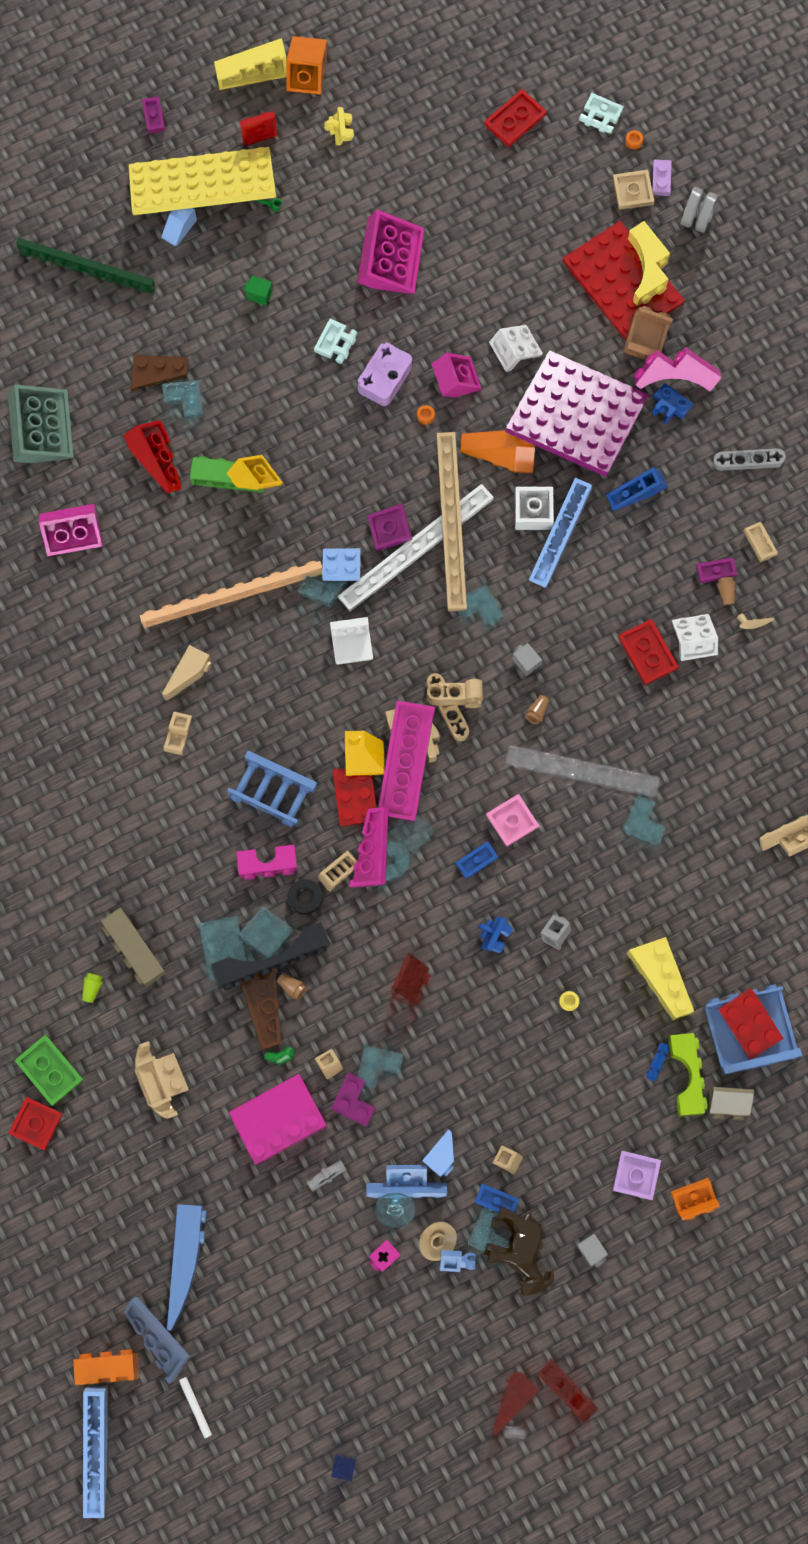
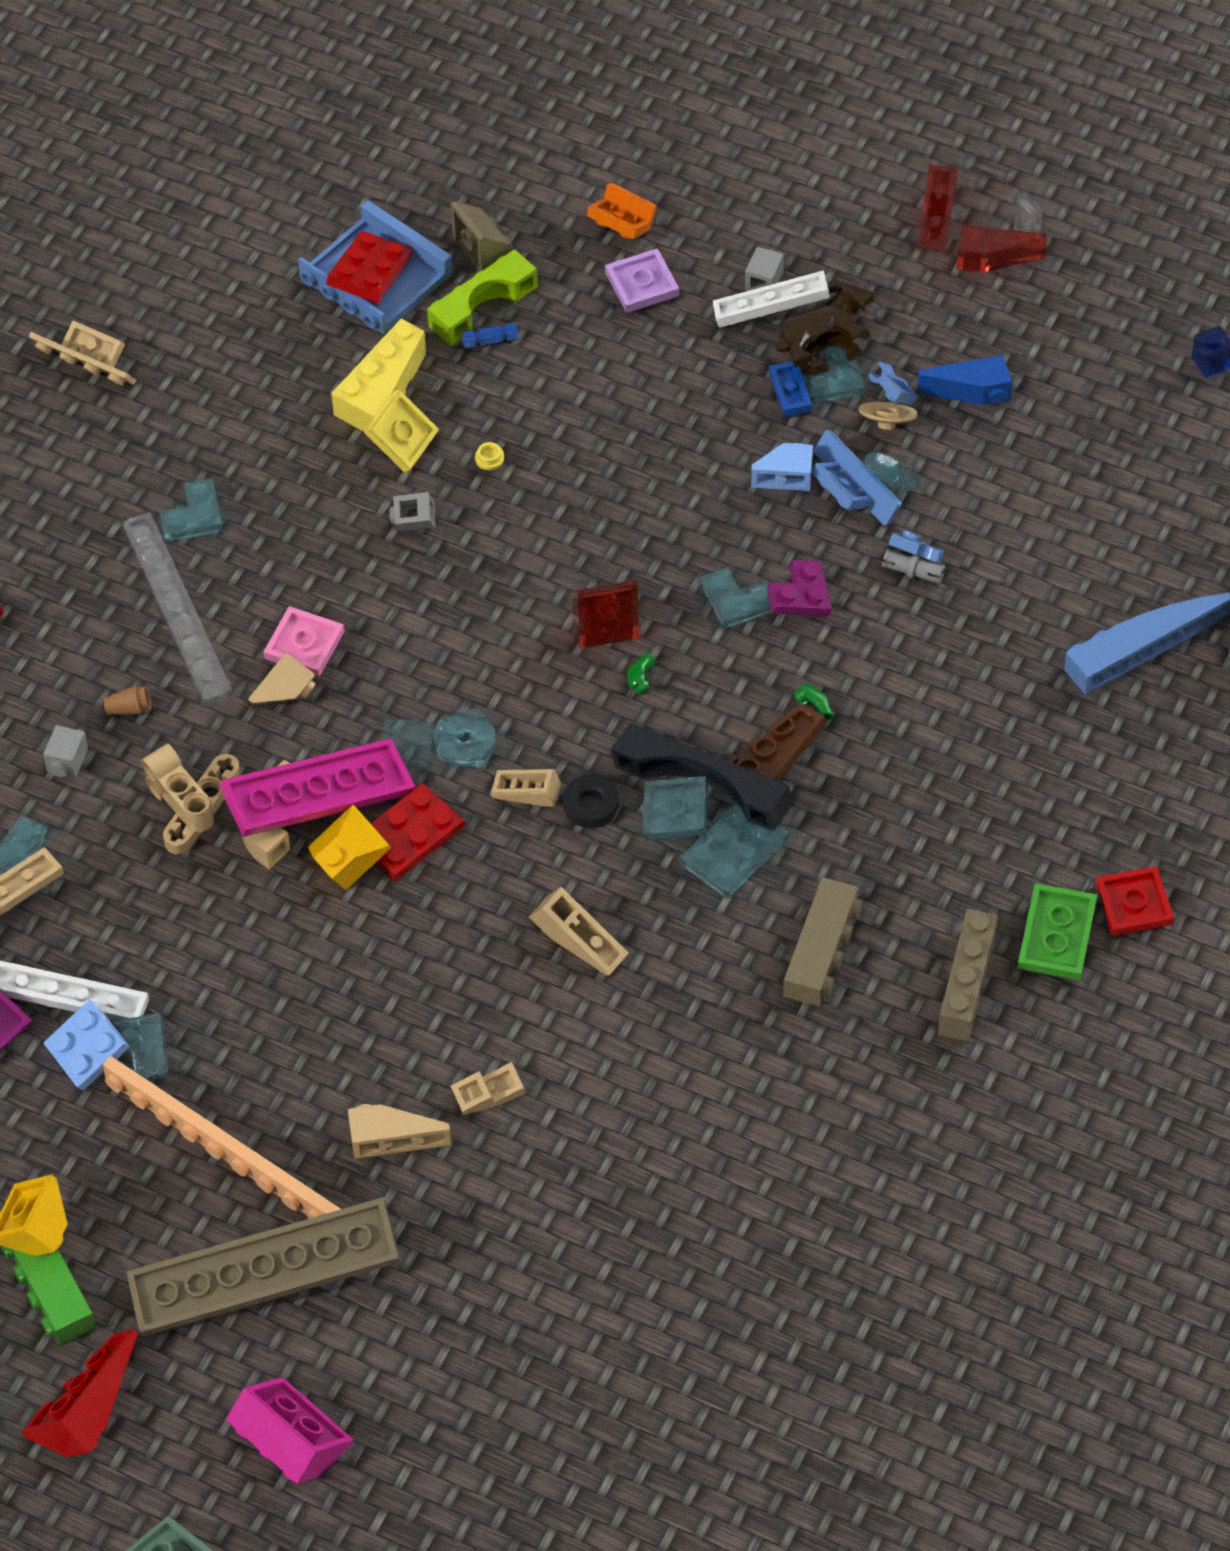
camera: 125 degrees left, 20 degrees down
(57, 1003) = (967, 975): none -> dark tan brick
(91, 987) = (911, 956): lime cone -> none
(155, 565) = (262, 1267): none -> dark tan plate
(159, 1080) = (960, 802): tan plate -> none
(230, 833) = (578, 931): none -> tan slope
(271, 770) = (454, 940): medium blue fence -> none
(277, 1119) = (894, 650): dark pink slope -> none
(284, 862) = (566, 848): dark pink arch -> none
(292, 986) = (718, 736): medium nougat cone -> none
(329, 1064) = (778, 648): tan slope -> none
(338, 1183) = (910, 542): none -> medium blue plate
(351, 640) = (192, 965): white bracket -> none
(367, 976) = (637, 671): none -> green arm
(371, 863) = (477, 750): dark pink wing -> none
(385, 1247) = (952, 452): dark pink brick -> none
(424, 1309) = (971, 381): none -> blue slope
(476, 860) = (388, 647): blue plate -> none
(488, 789) = (284, 682): none -> tan slope
(491, 932) = (469, 573): blue hips -> none
(508, 1159) = (733, 409): tan slope -> none
(565, 1235) = (771, 299): none -> white plate
(616, 961) = (401, 431): none -> light yellow plate

